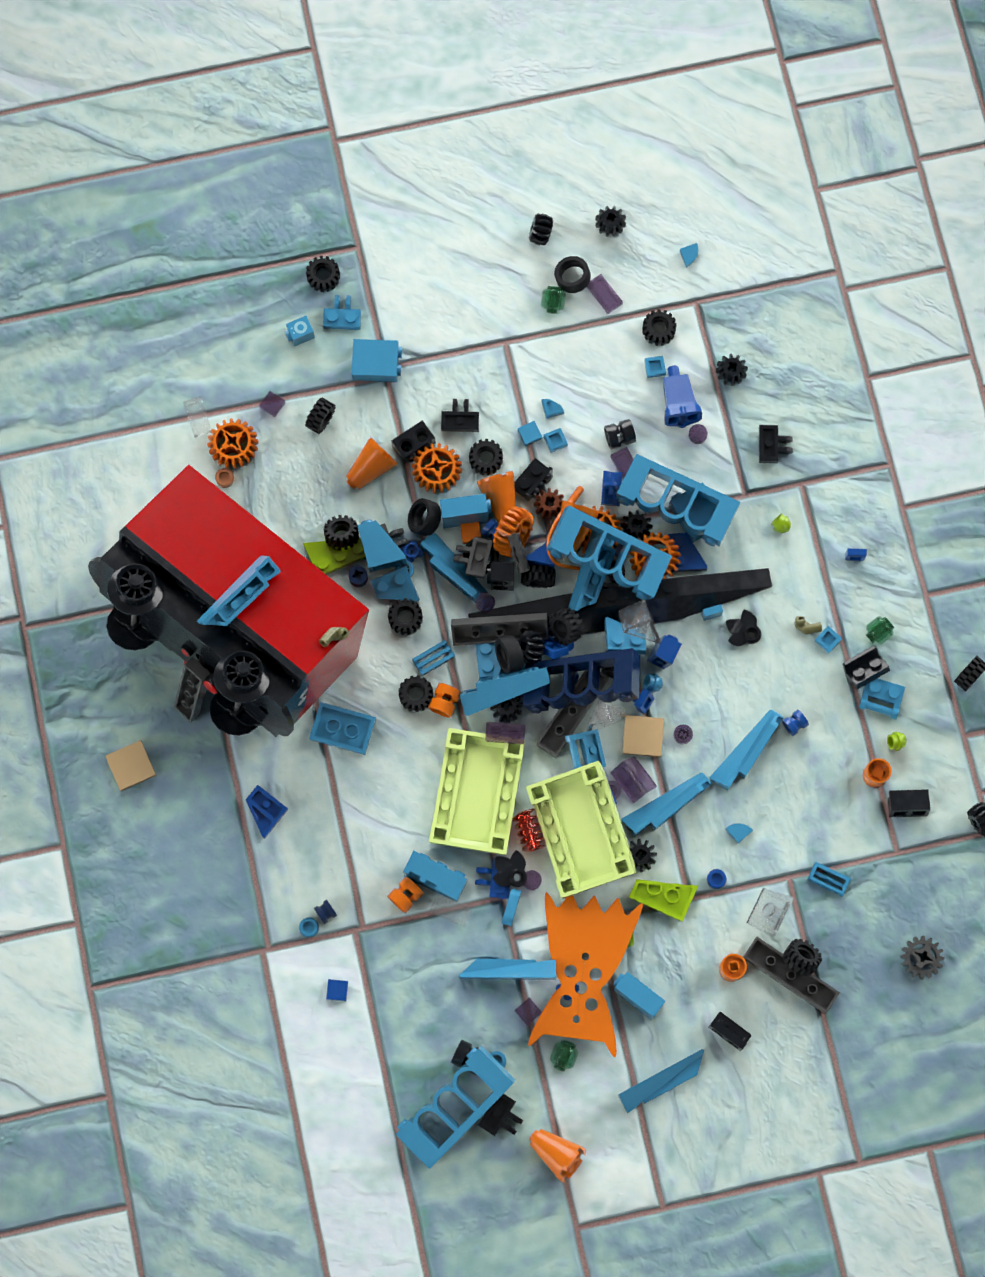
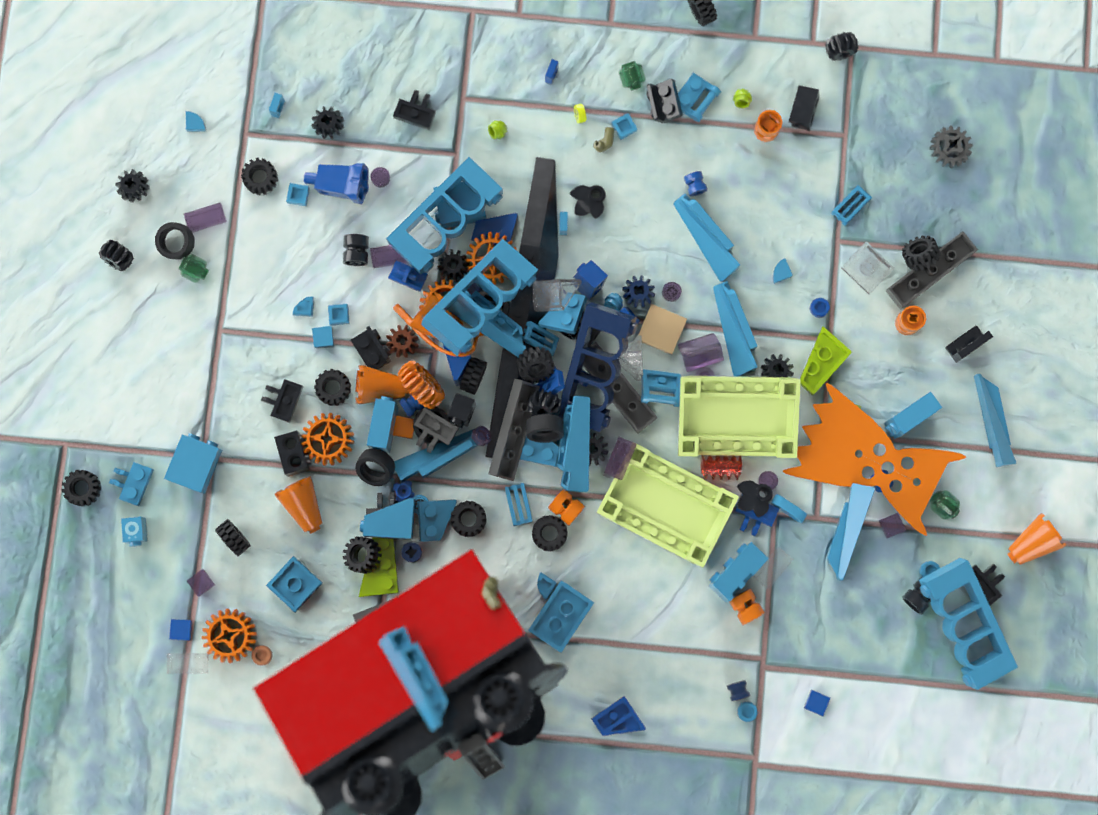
camera: 75 degrees left, 5 degrees up
(225, 401) = (180, 629): none -> blue tile
(296, 483) = (294, 584): none -> dark azure plate
(367, 706) = (545, 585): none -> dark azure tile
(518, 552) = (448, 385): dark grey pin -> none
(594, 610) = (528, 333): none -> dark azure tile
(678, 701) = (638, 284): none -> dark blue gear
(731, 319) = (276, 105): none -> dark azure tile
(825, 593) = (580, 113): none -> neon yellow tile

